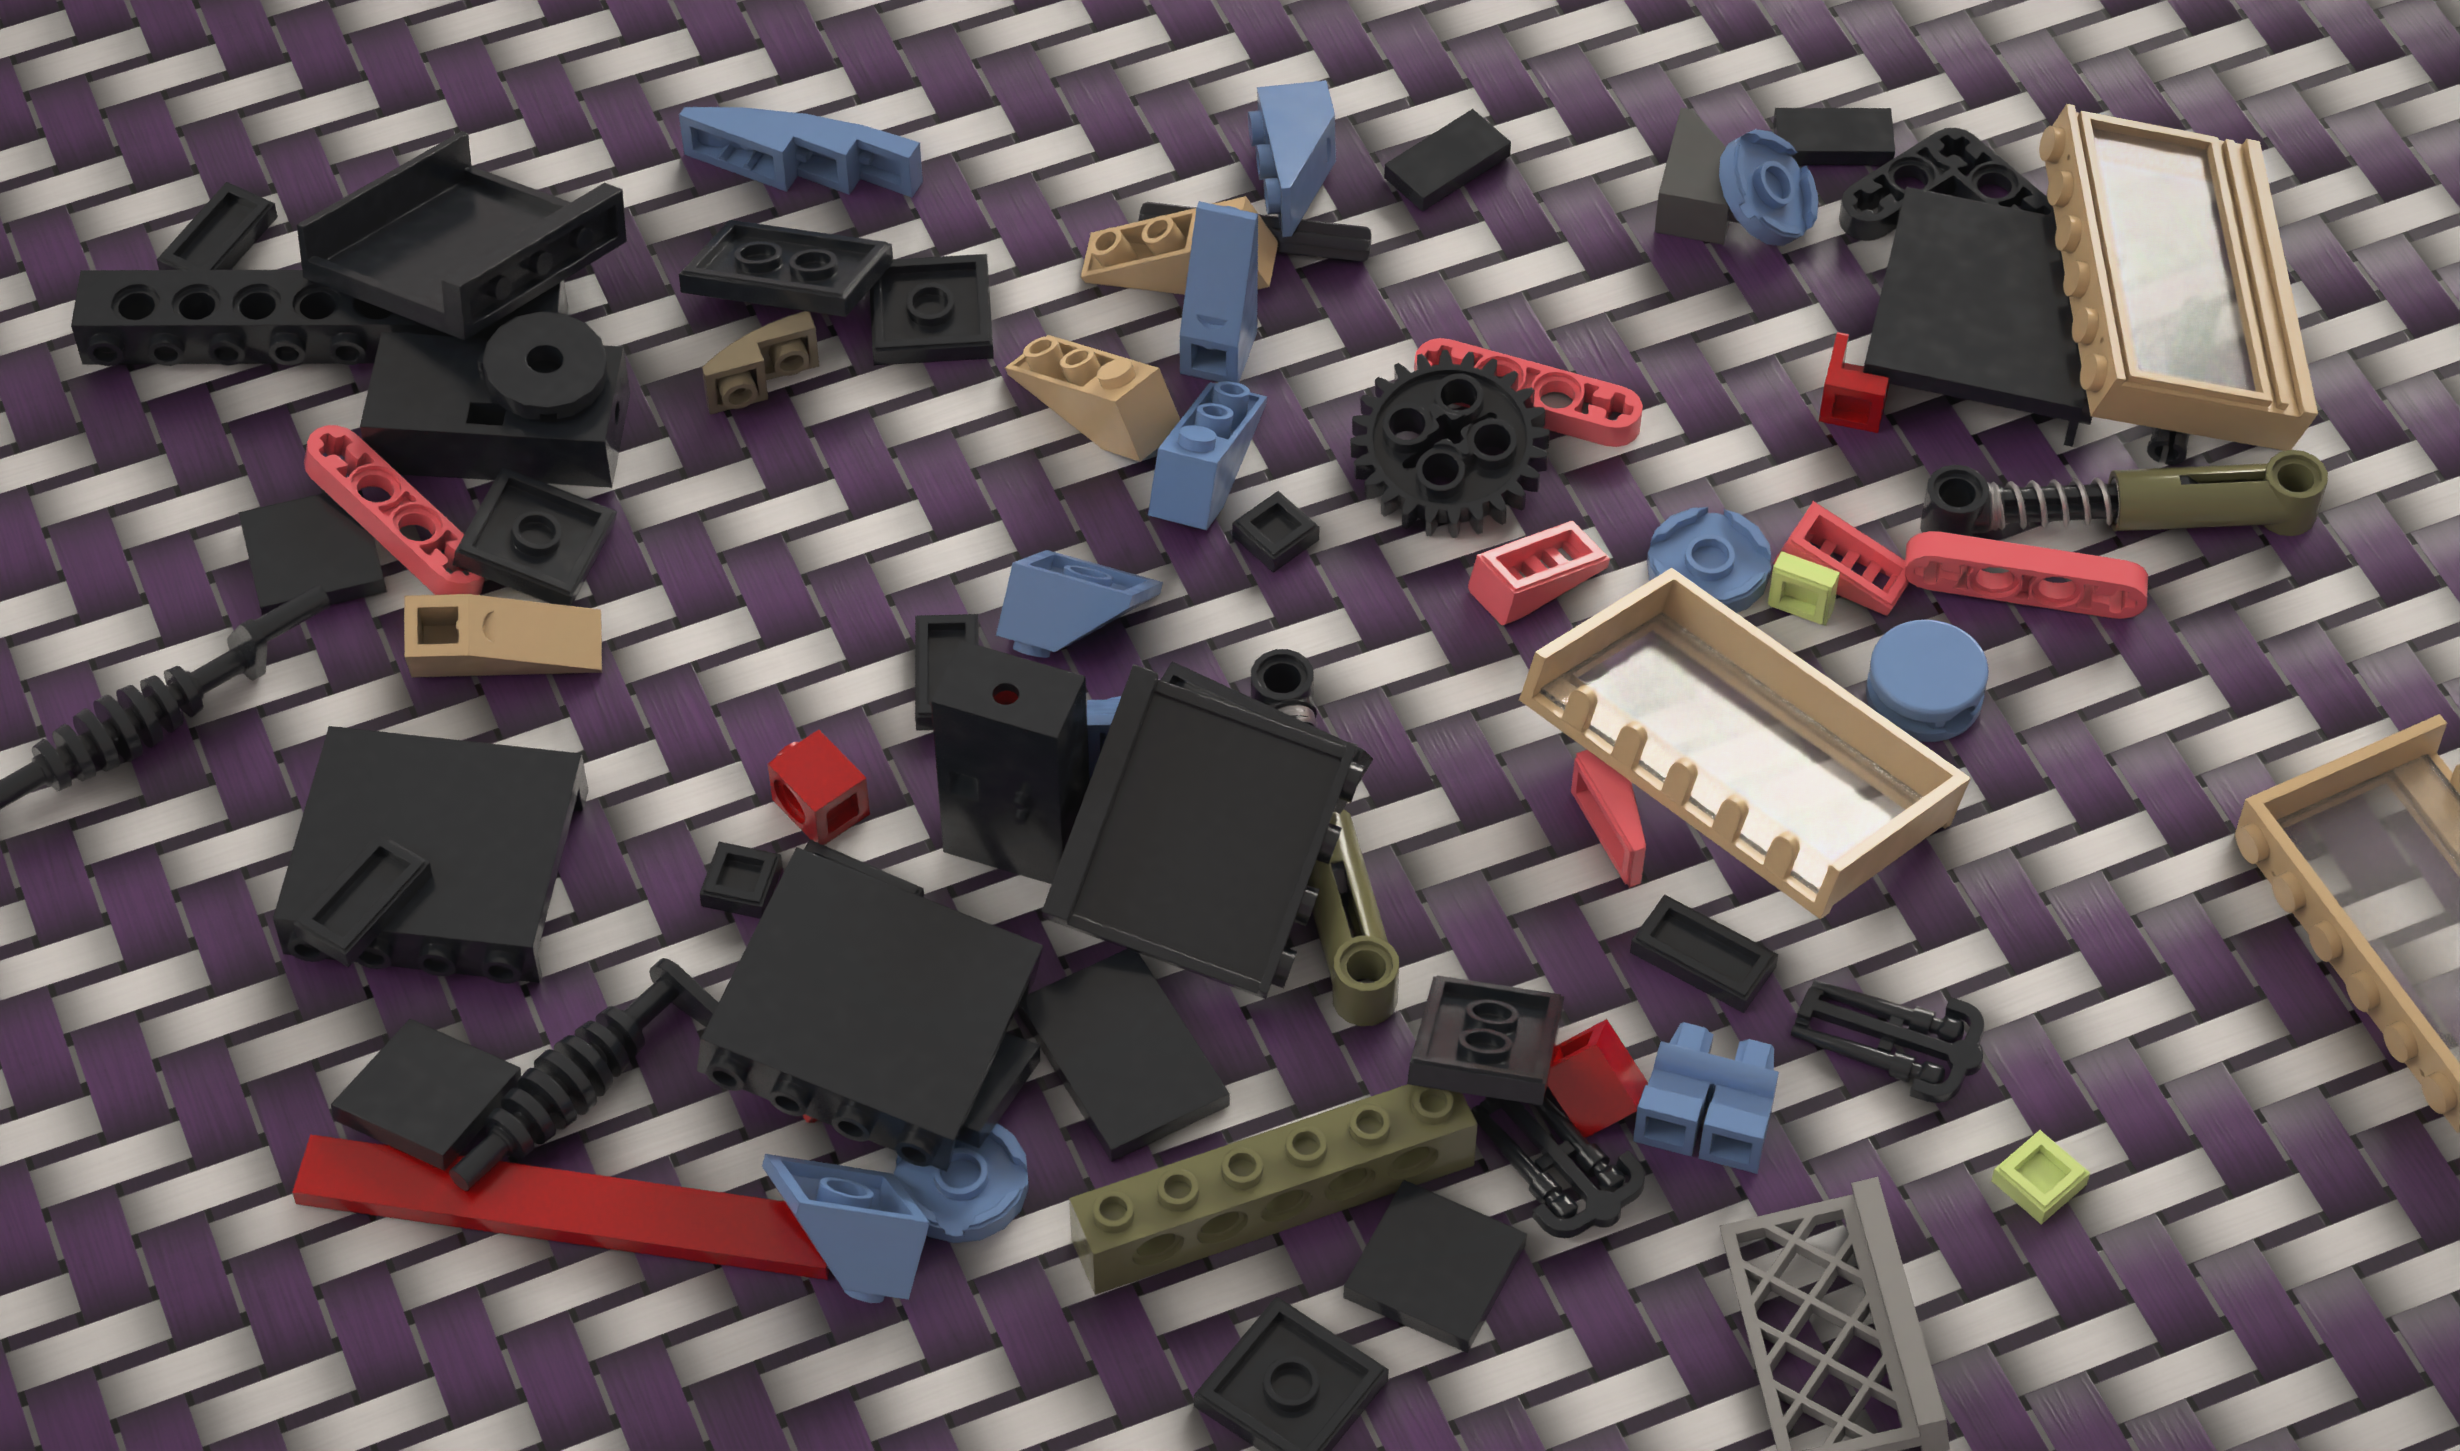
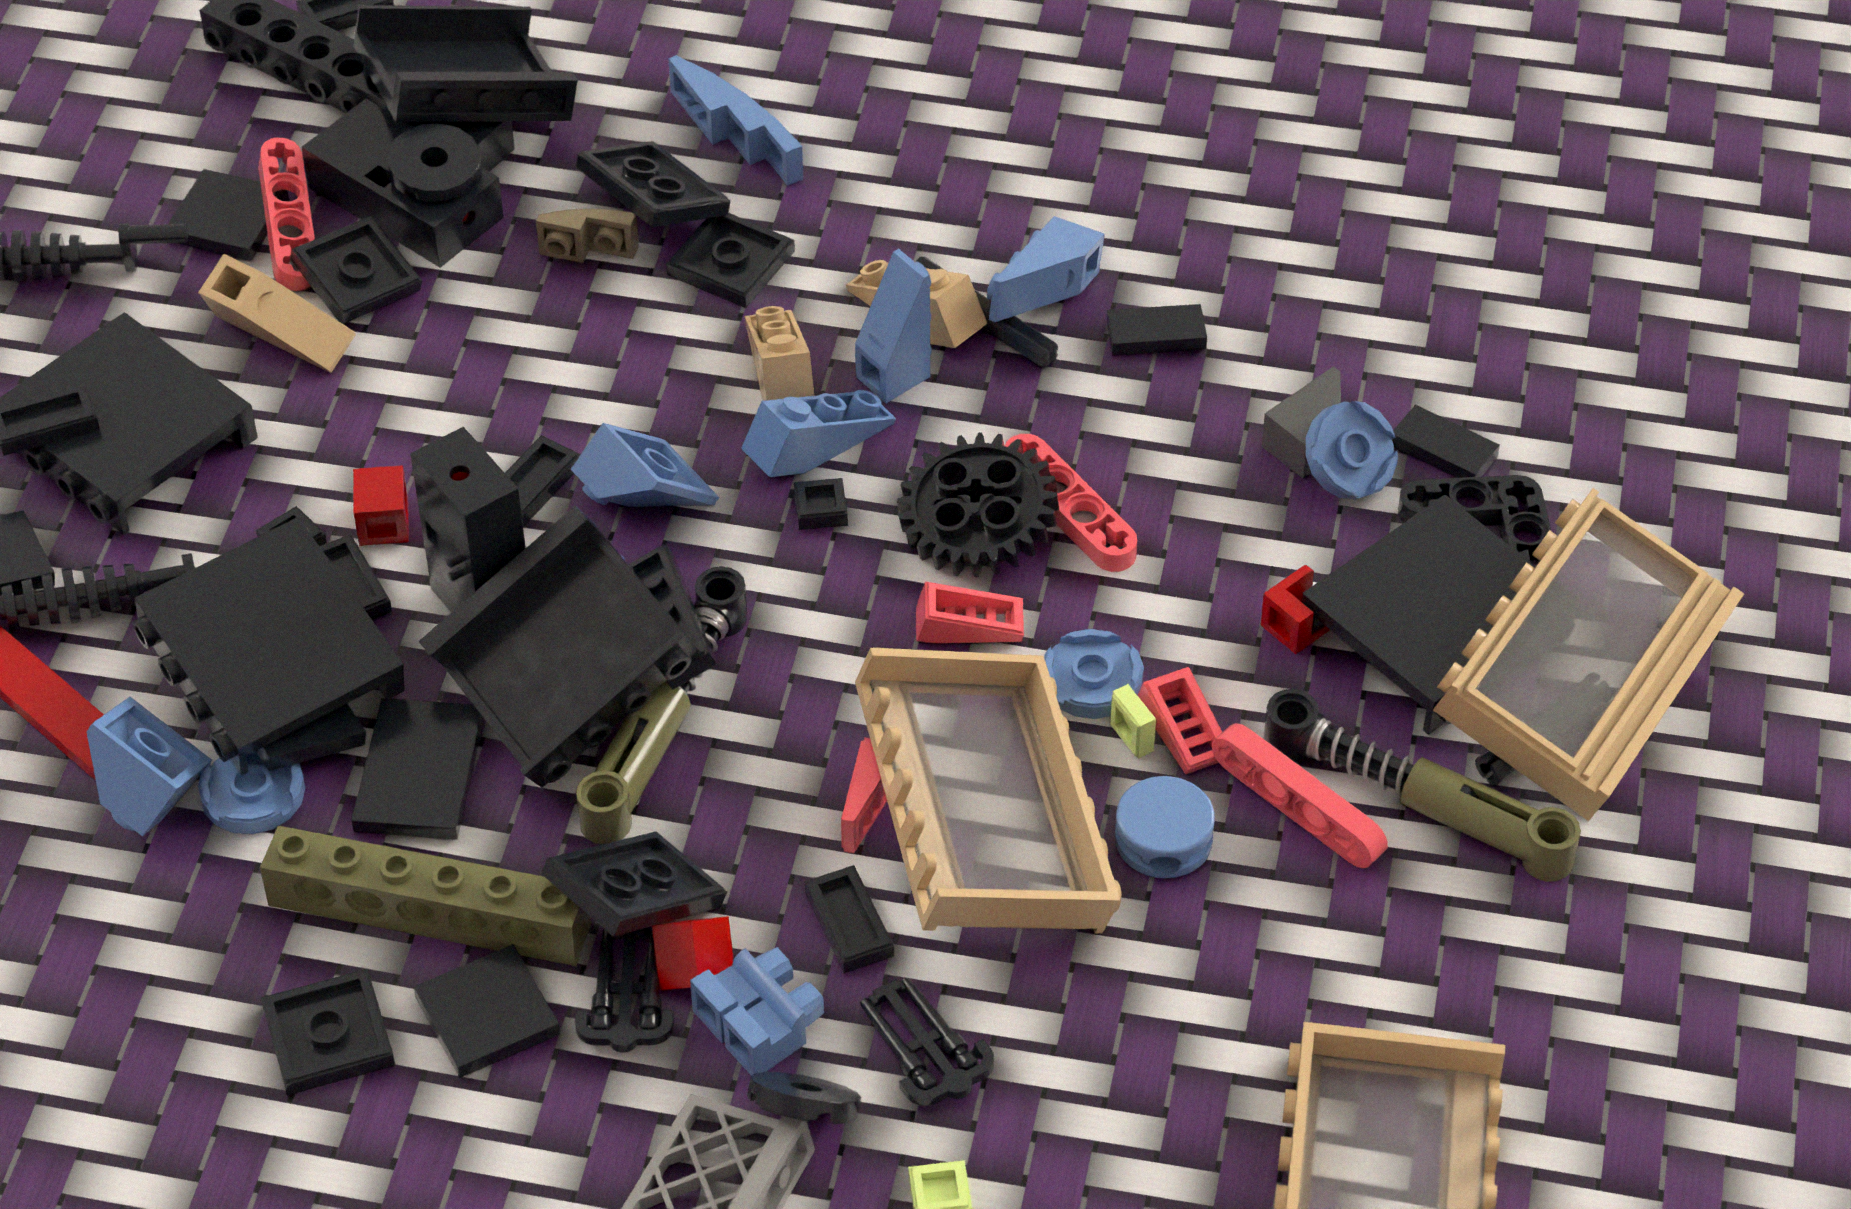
camera: 35 degrees right, 5 degrees down
(1851, 1158) = (803, 1097): none -> black tile

